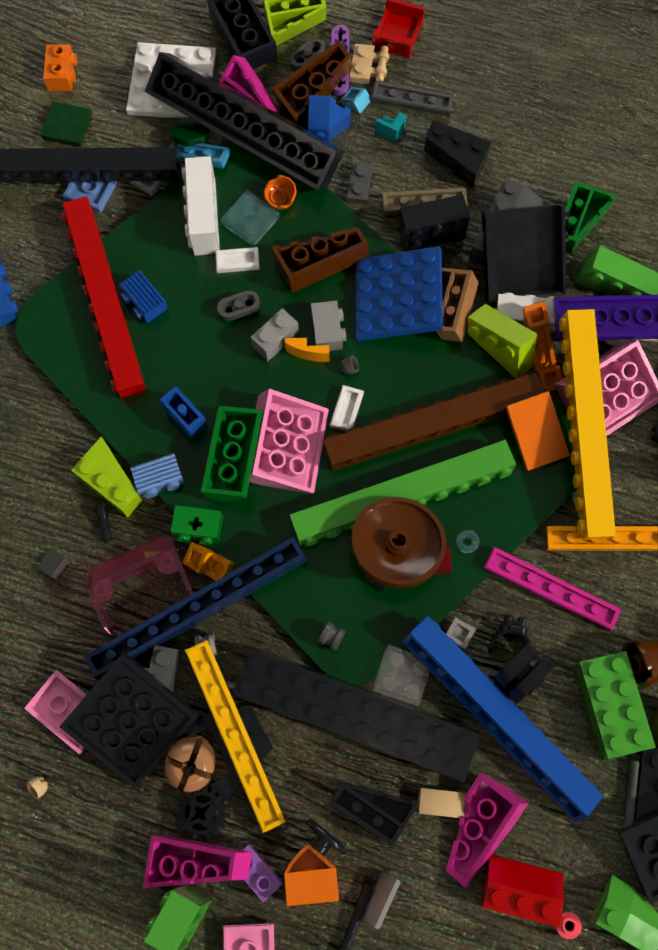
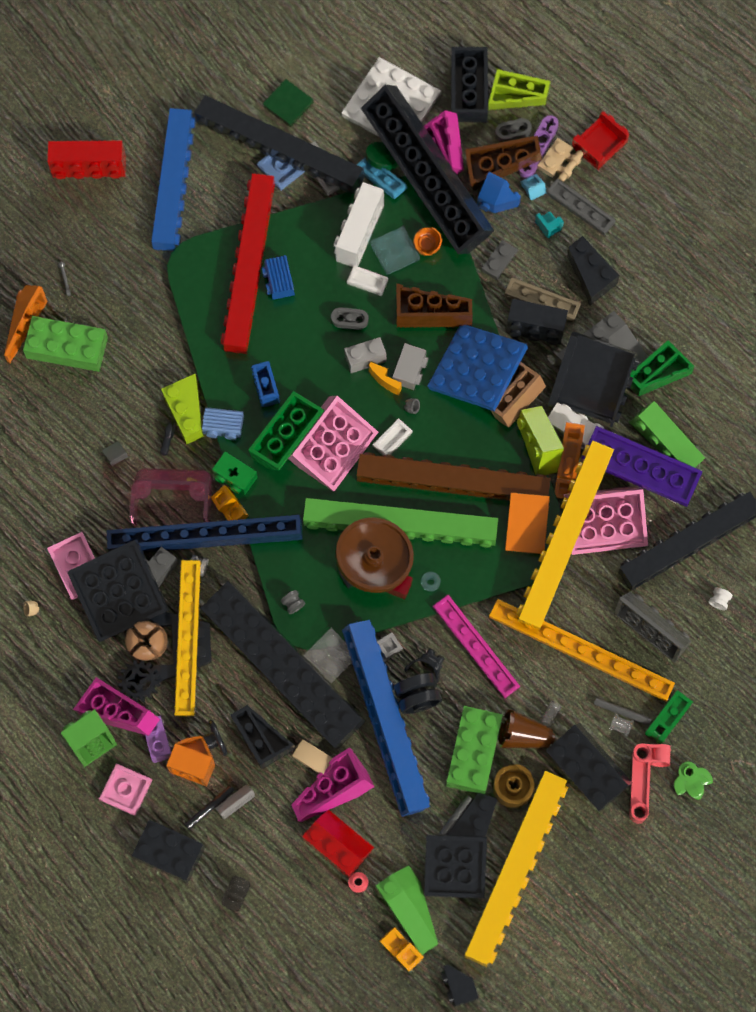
camera: 25 degrees right, 0 degrees up
(59, 67) = (304, 52): orange brick -> none

